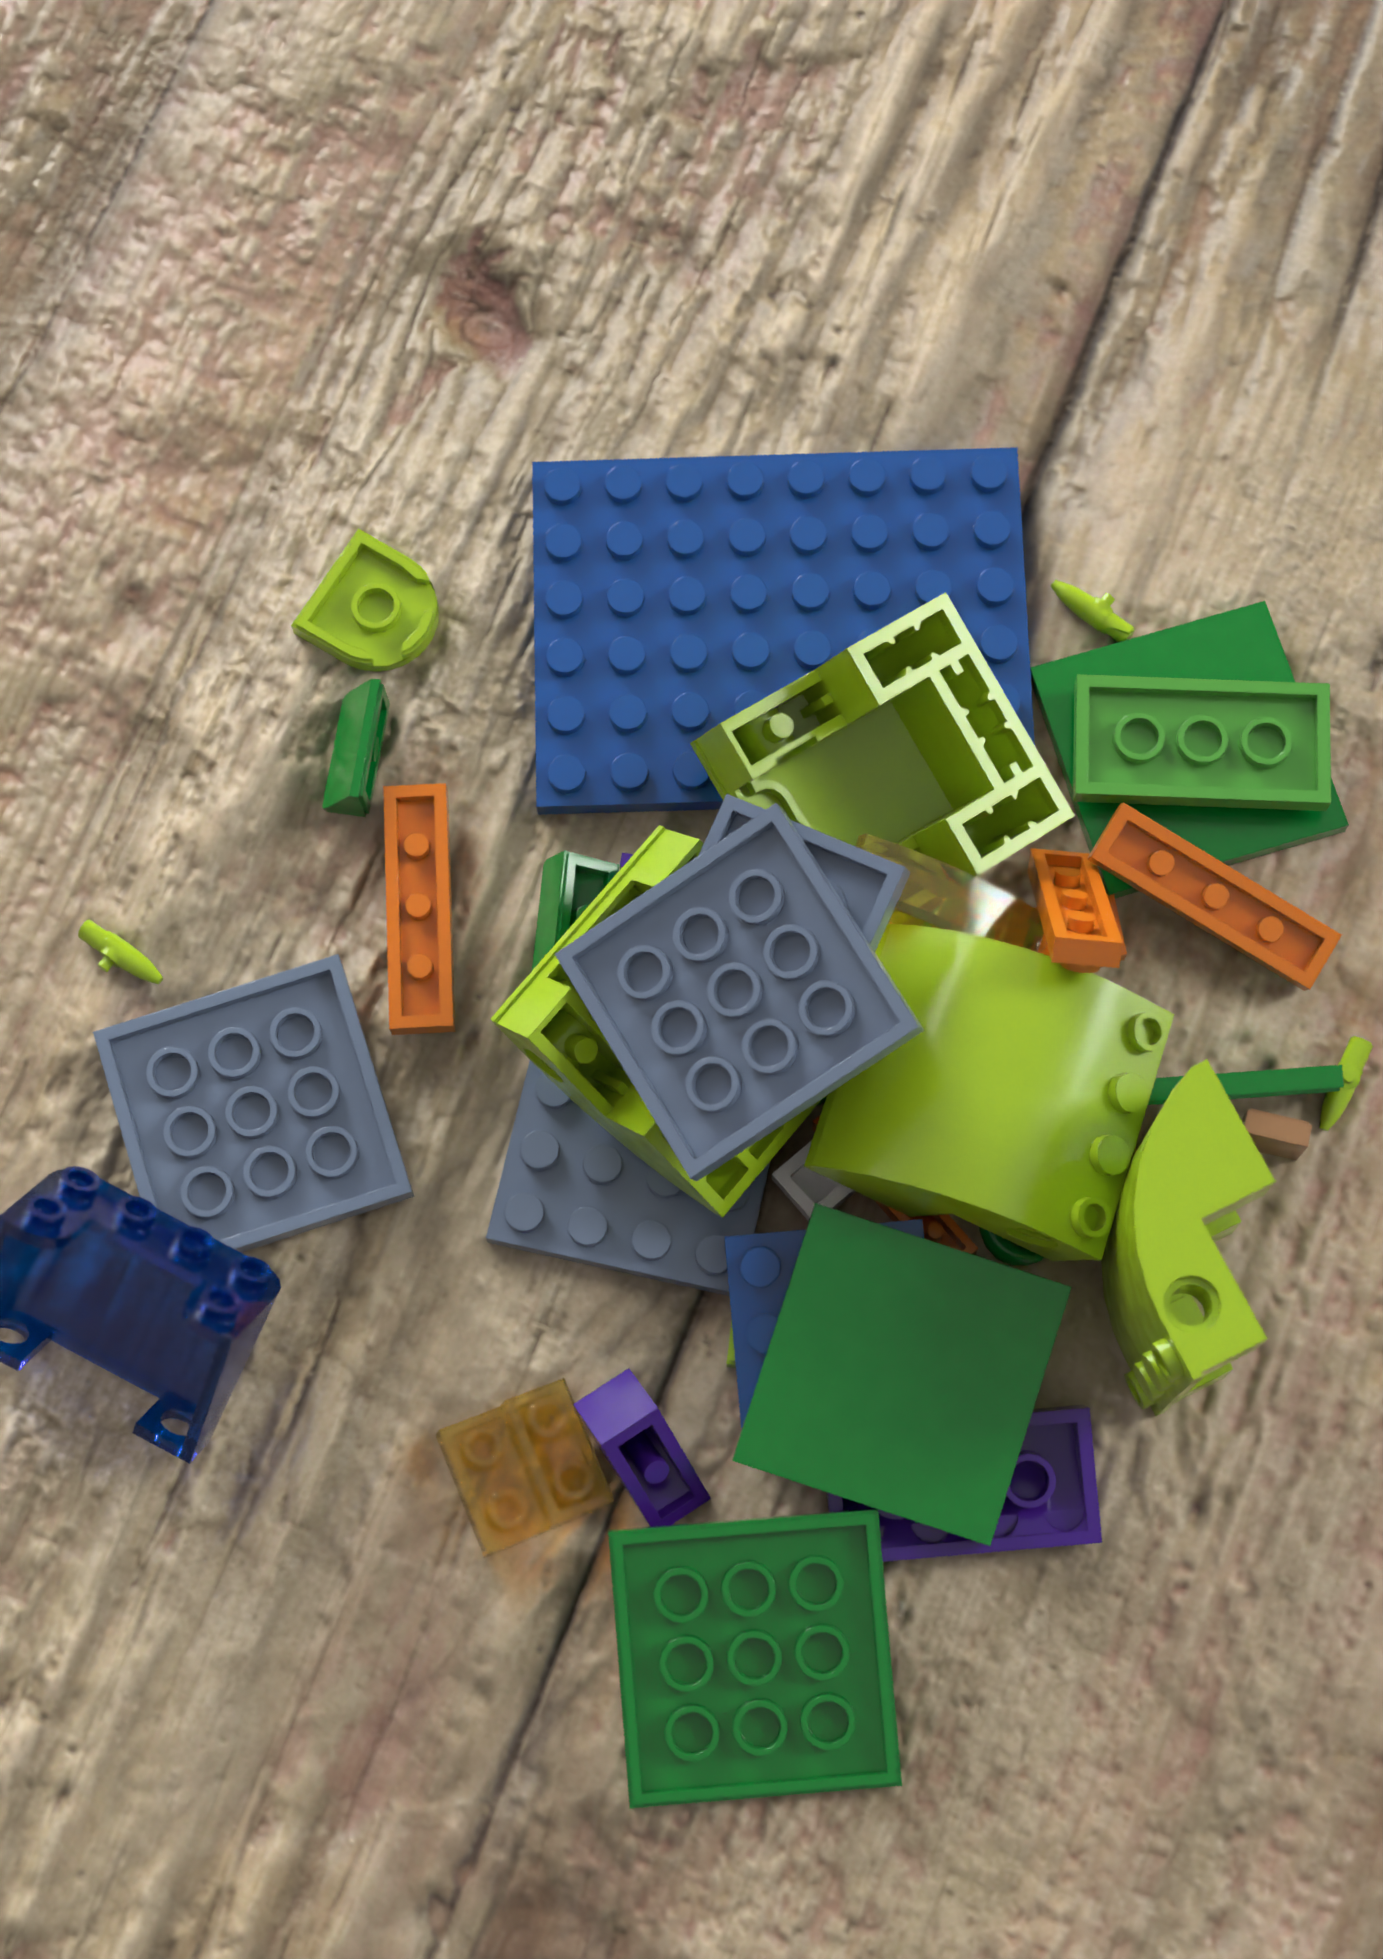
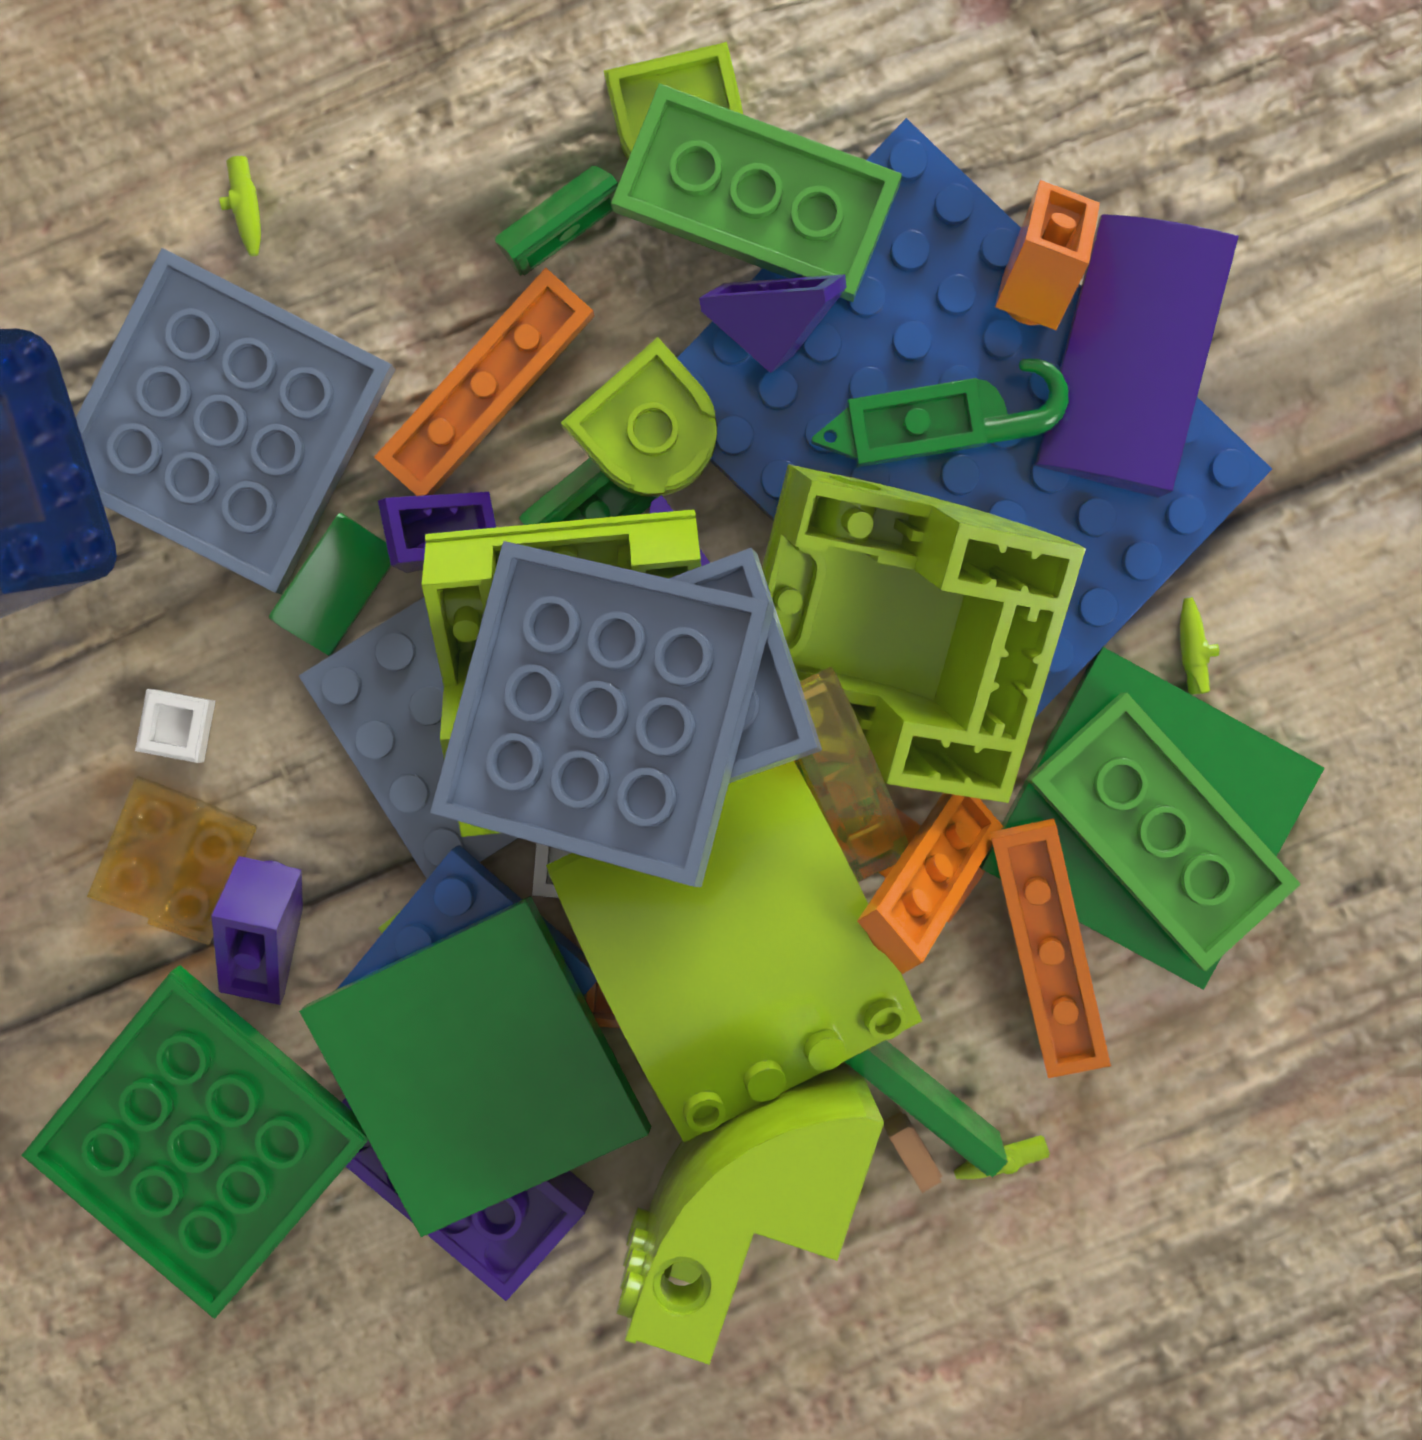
camera: 45 degrees right, 15 degrees up
(428, 1368) = (175, 725): none -> white tile
(448, 1149) = (333, 585): none -> green slope
(473, 1044) = (412, 517): none -> dark purple slope
(483, 598) = (754, 190): none -> bright green plate
(564, 819) = (648, 425): none -> lime tile
(577, 660) = (772, 315): none -> dark purple slope
(724, 453) = (1048, 256): none -> orange slope
(759, 623) = (939, 419): none -> green plate
(847, 459) = (1138, 351): none -> dark purple slope

